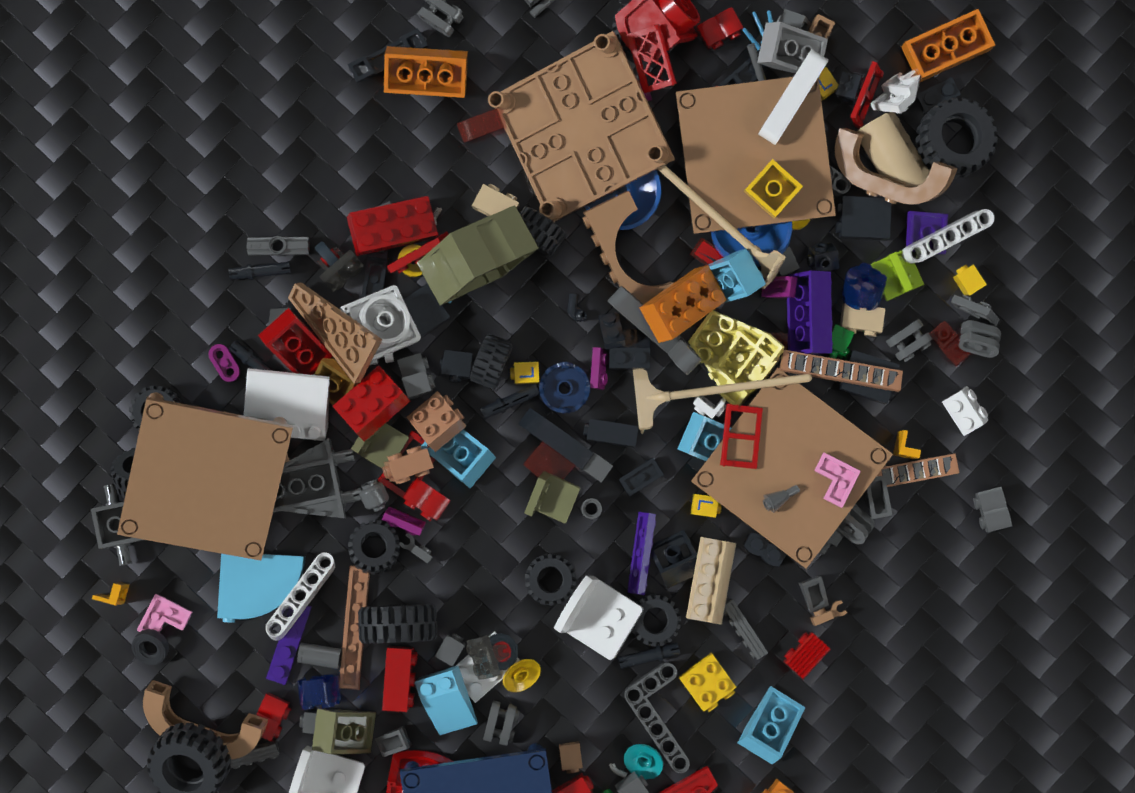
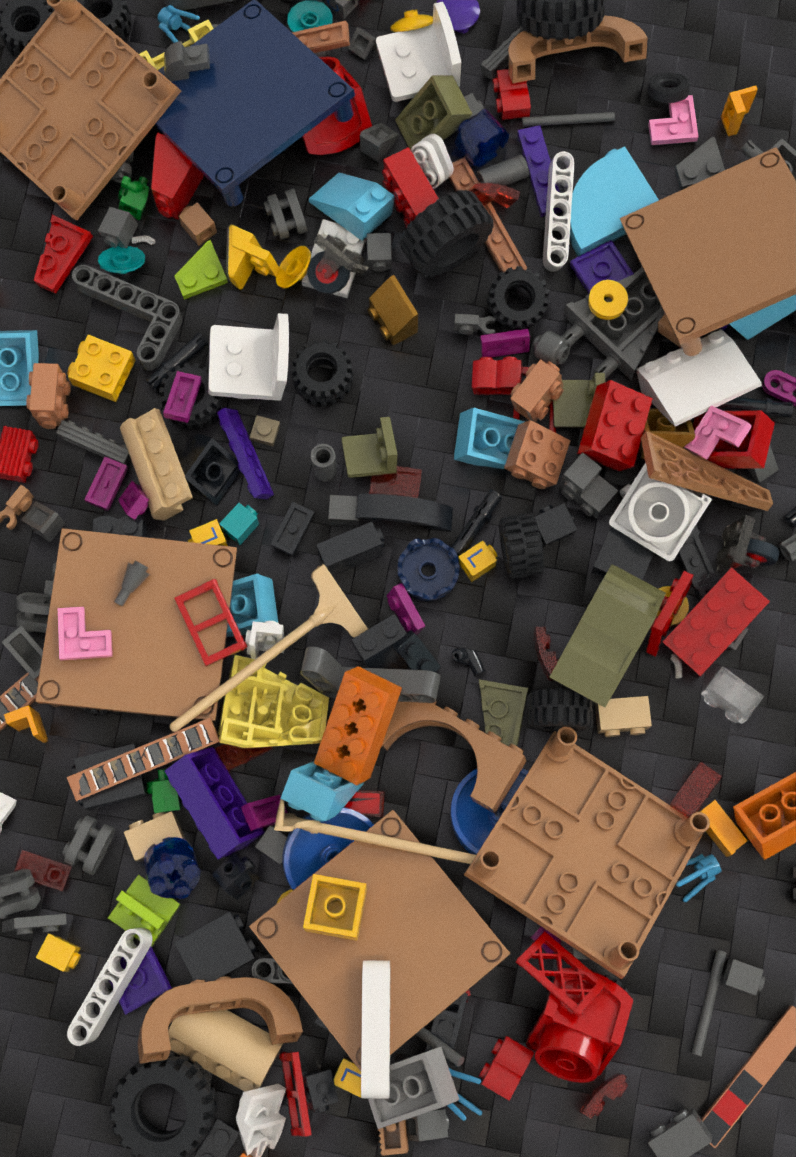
camera: 155 degrees right, 10 degrees down
(167, 570) = (700, 164): none -> dark grey wing
(240, 671) = (568, 119): none -> dark grey bar
(296, 534) = (599, 265): none -> dark purple plate
(302, 356) = (717, 426): none -> bright pink plate
(321, 505) = (604, 309): none -> yellow piece
(341, 642) = (494, 192): none -> clear red slope
(368, 694) = (433, 159): none -> white brick
(412, 172) = (731, 695): none -> clear brick
(470, 593) = (393, 311): none -> pearl gold slope
(479, 91) = (723, 830): none -> light orange panel
(507, 70) = (705, 868): none -> dark azure plant
(522, 273) = (546, 659): none -> clear red slope
(552, 707) = (244, 254): none -> yellow piece
(575, 257) = (503, 709): none -> olive wing
(590, 716) = (201, 272): none -> lime wing
(616, 563) = (264, 430): none -> dark tan plate
(664, 616) = (182, 396): none -> magenta plate
(675, 503) = (240, 523): none -> teal brick
(742, 564) = (134, 500): none -> magenta plate
(753, 592) = (106, 483): none -> magenta plate
(758, 682) = (48, 395): none -> nougat brick

